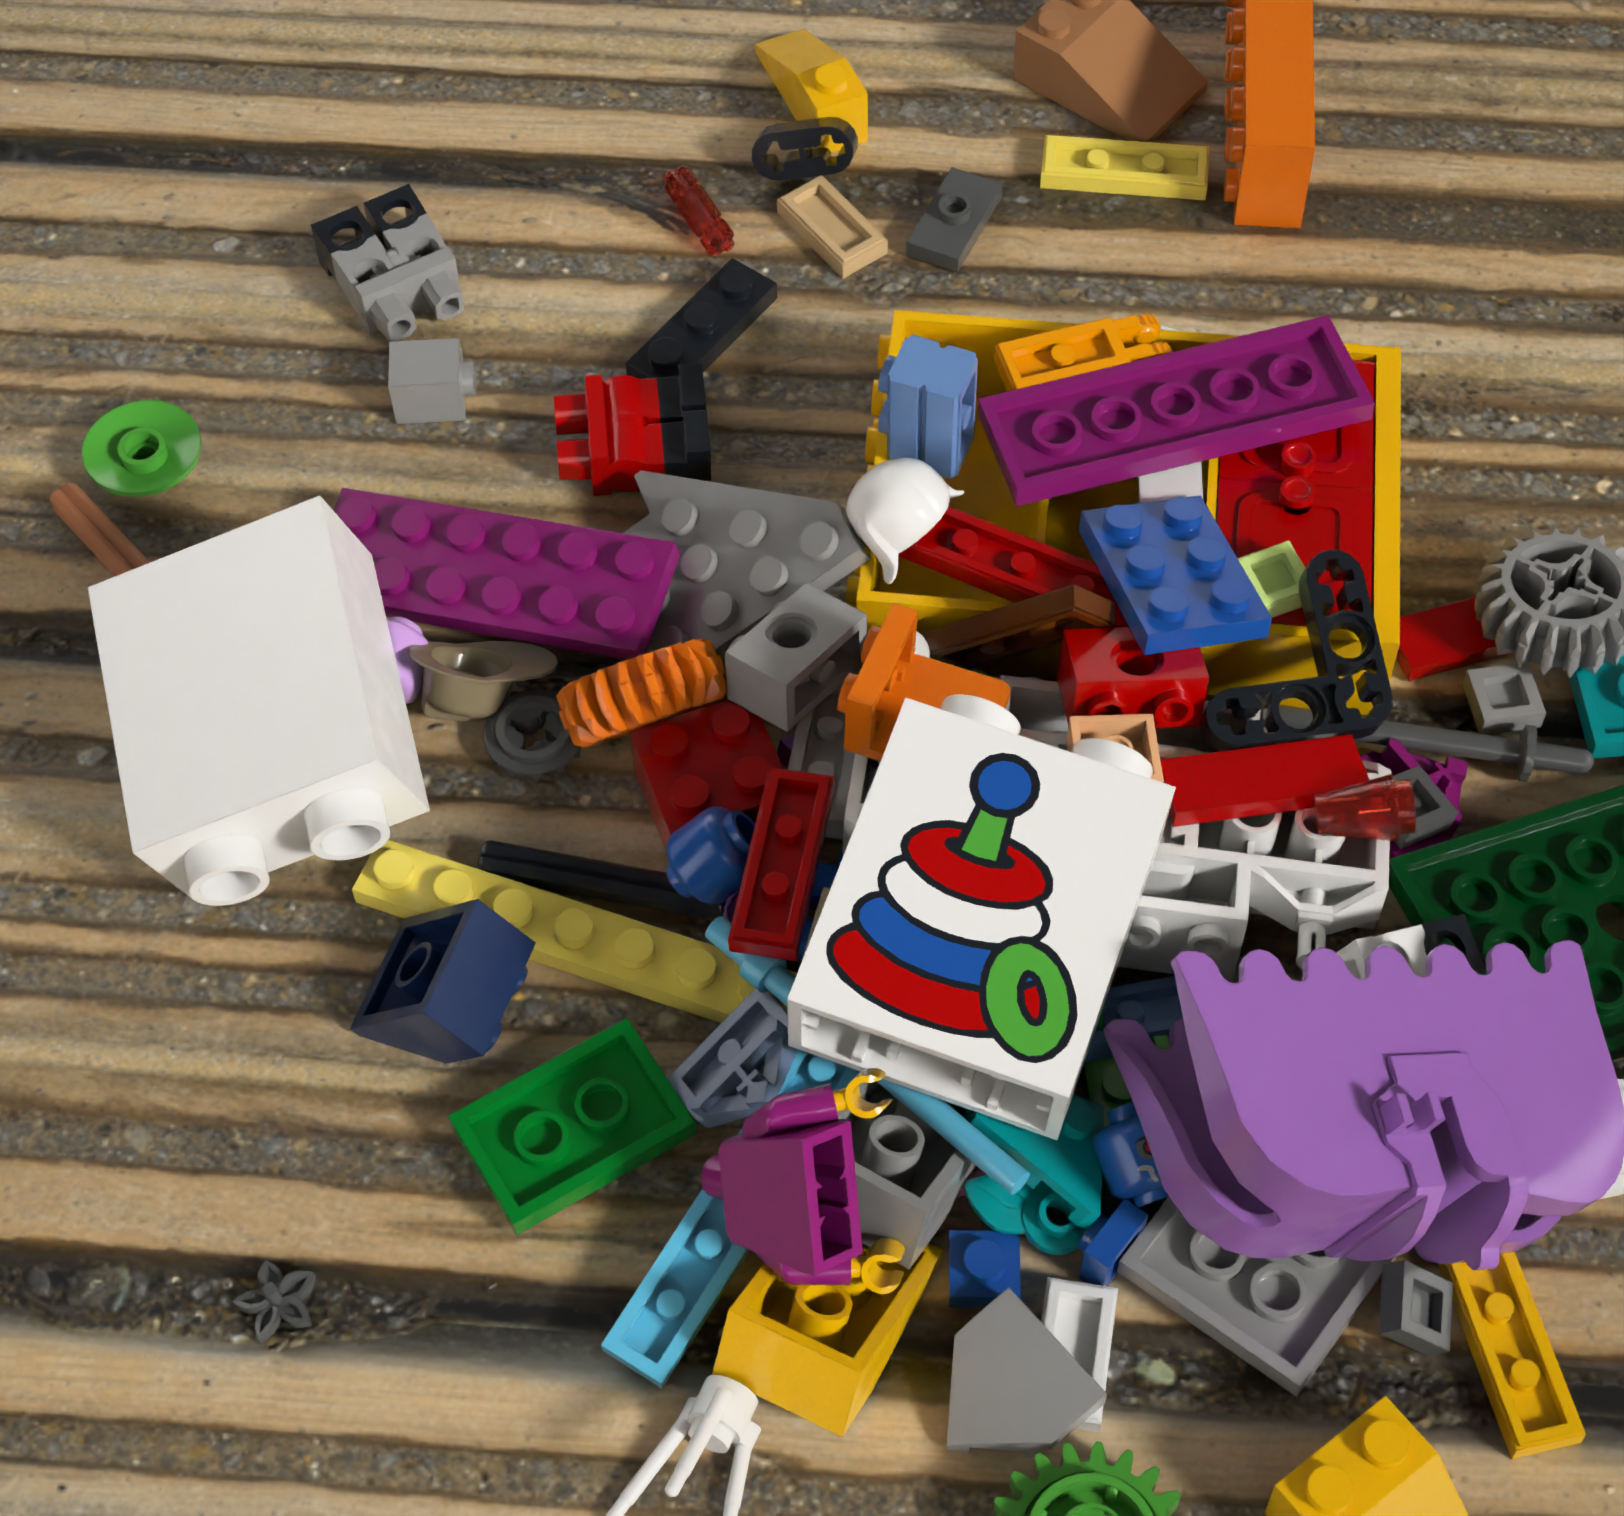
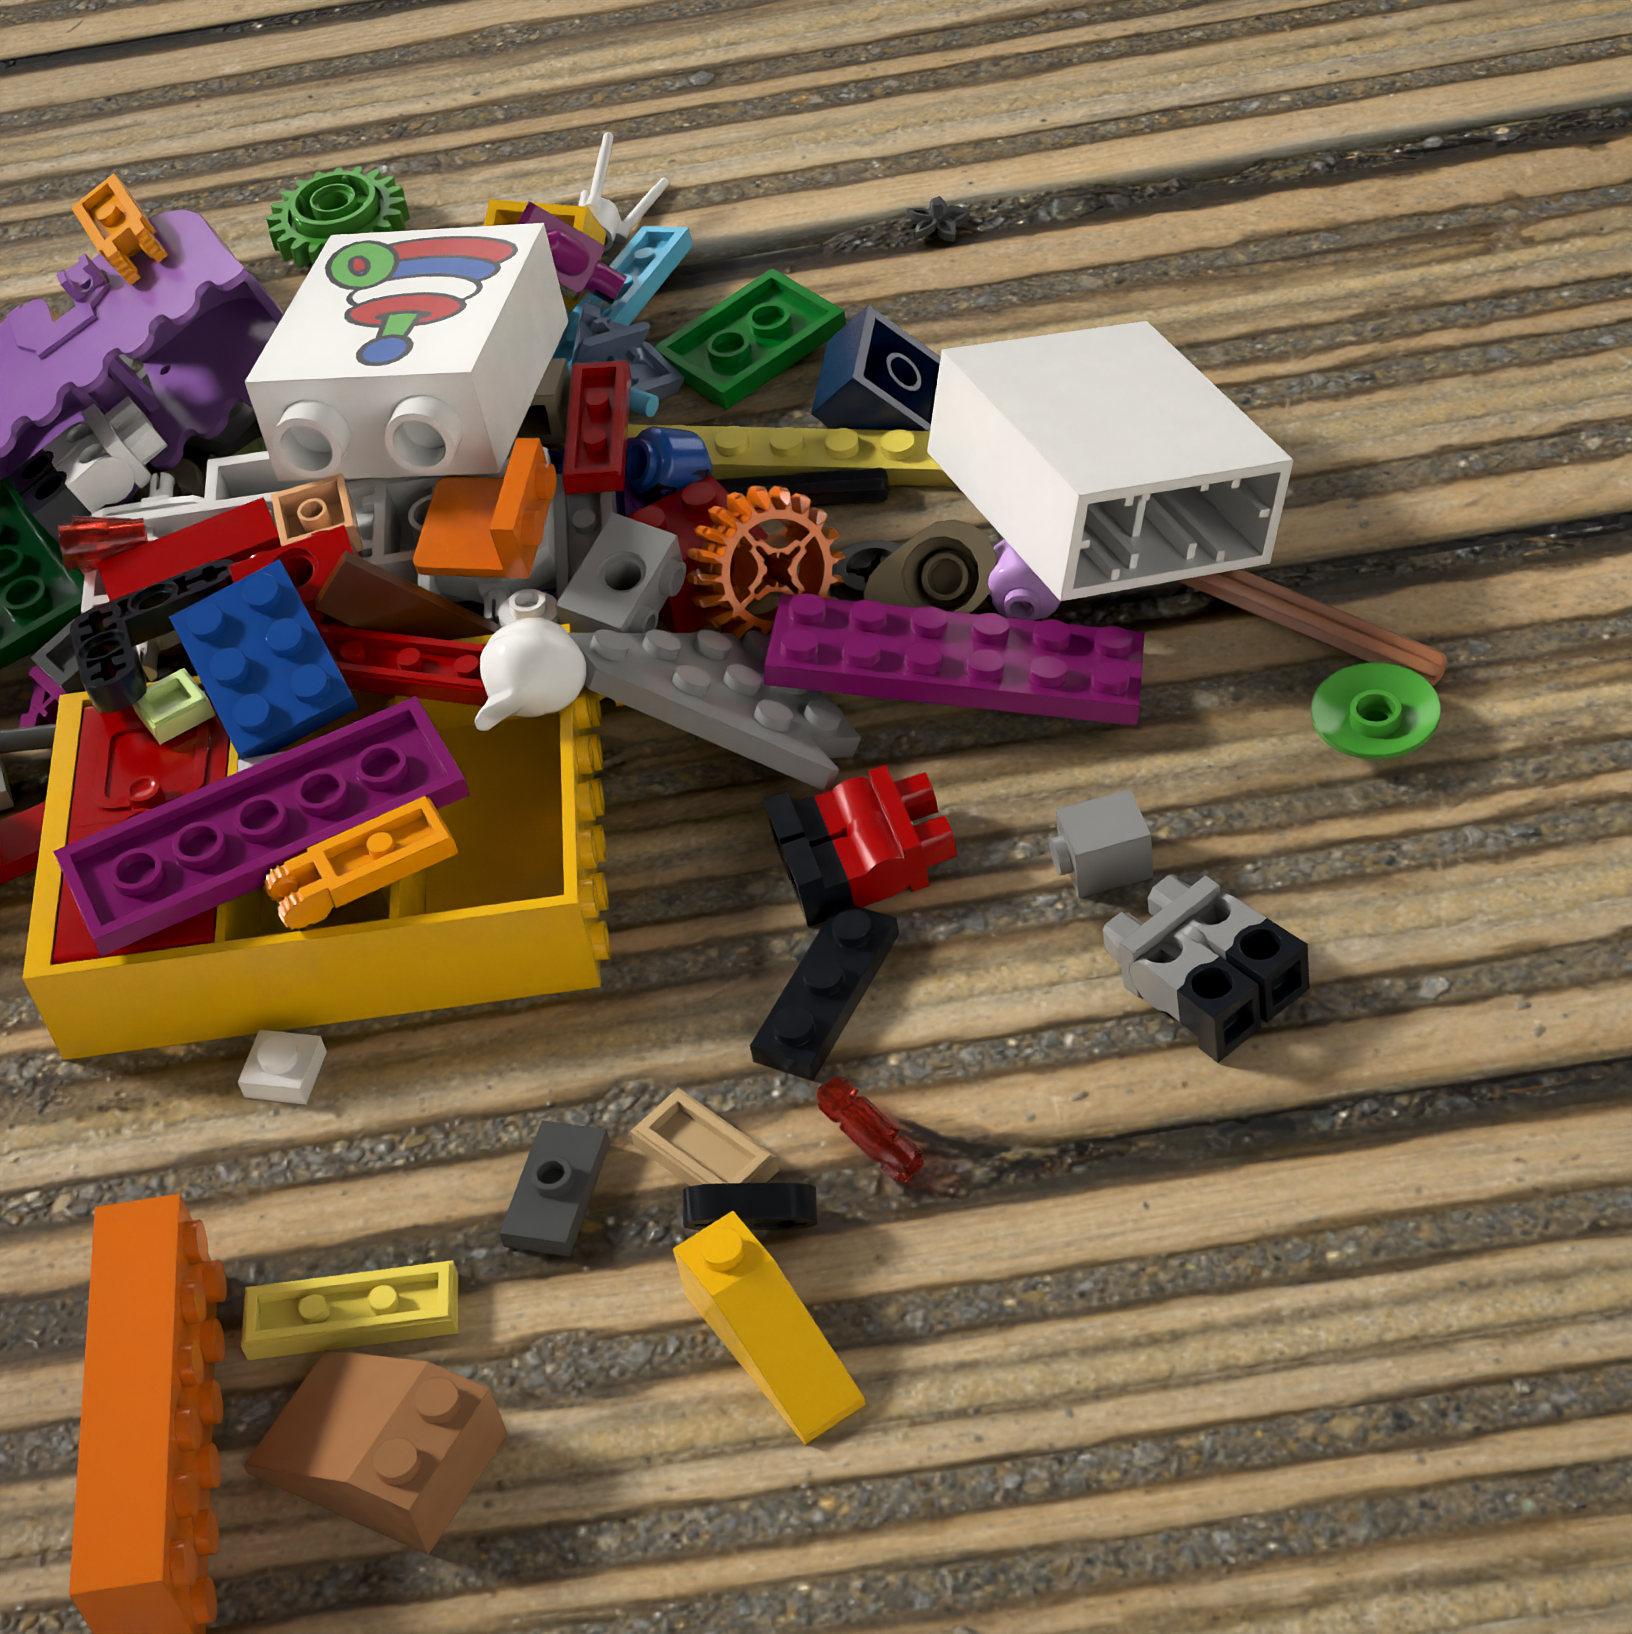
camera: 175 degrees right, 10 degrees down
(929, 404) = (506, 724): medium blue brick -> none
(1360, 1155) = (118, 227): none -> light orange hinge

